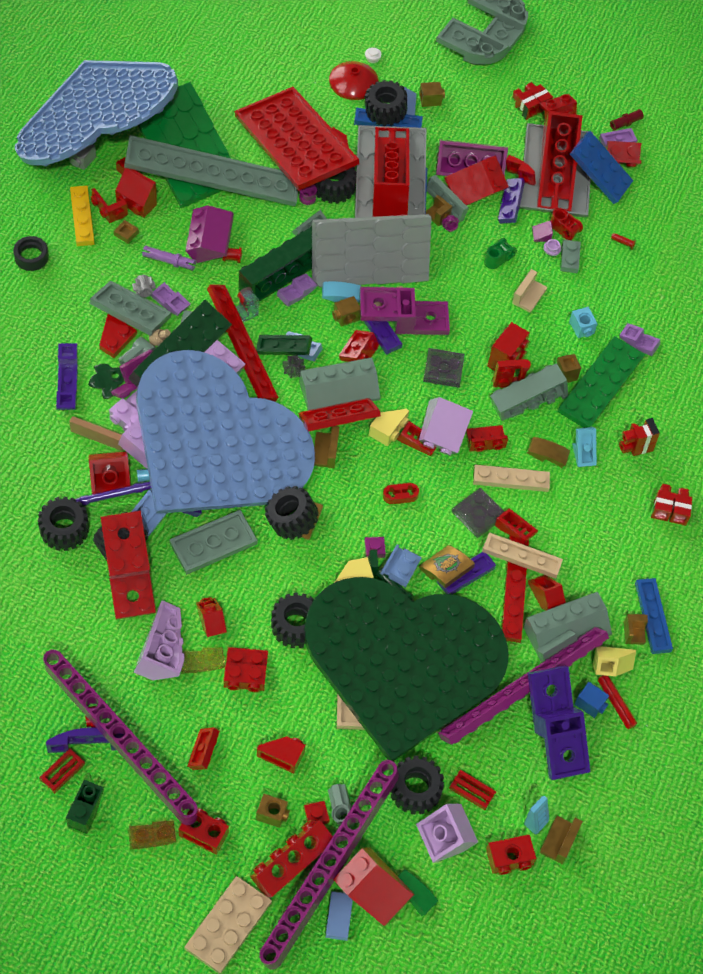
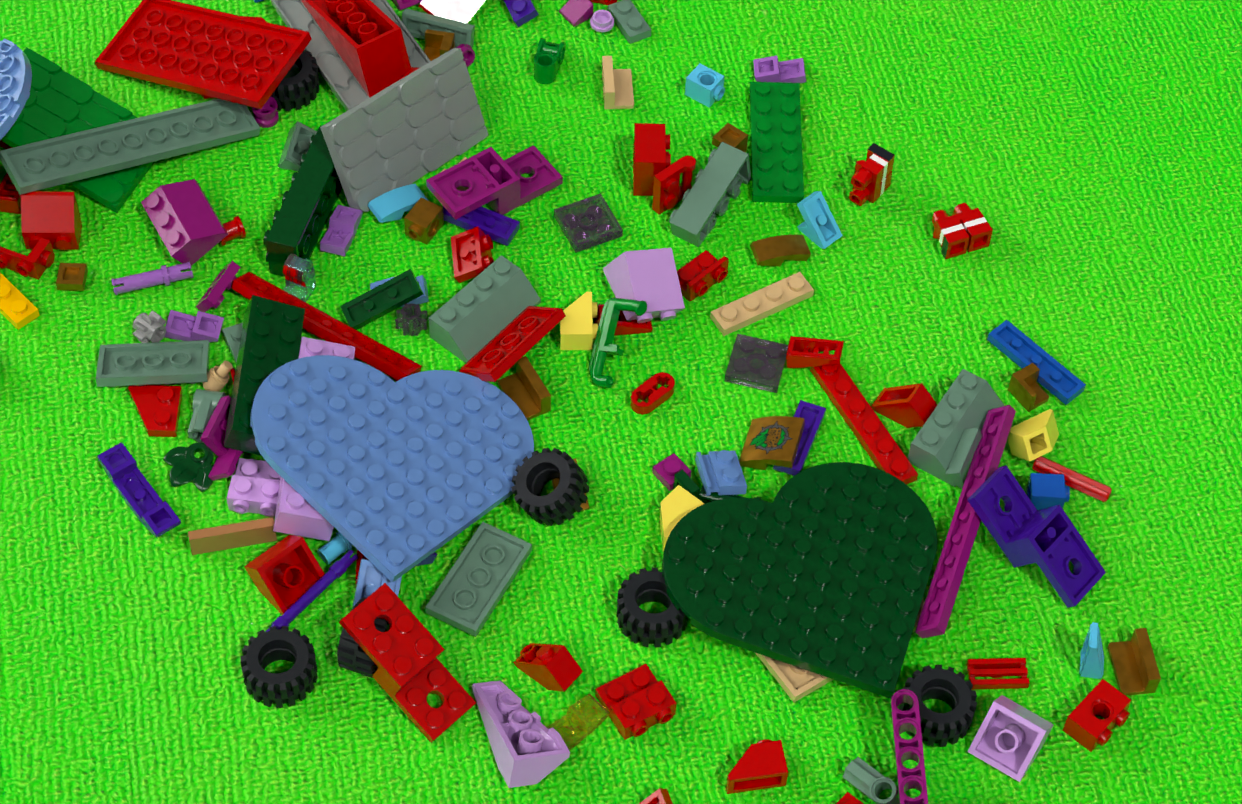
camera: 30 degrees left, 5 degrees down
(194, 287) = (224, 280): none -> magenta plate
(392, 447) = (605, 335): none -> green piece
(522, 555) = (849, 378): tan plate -> none

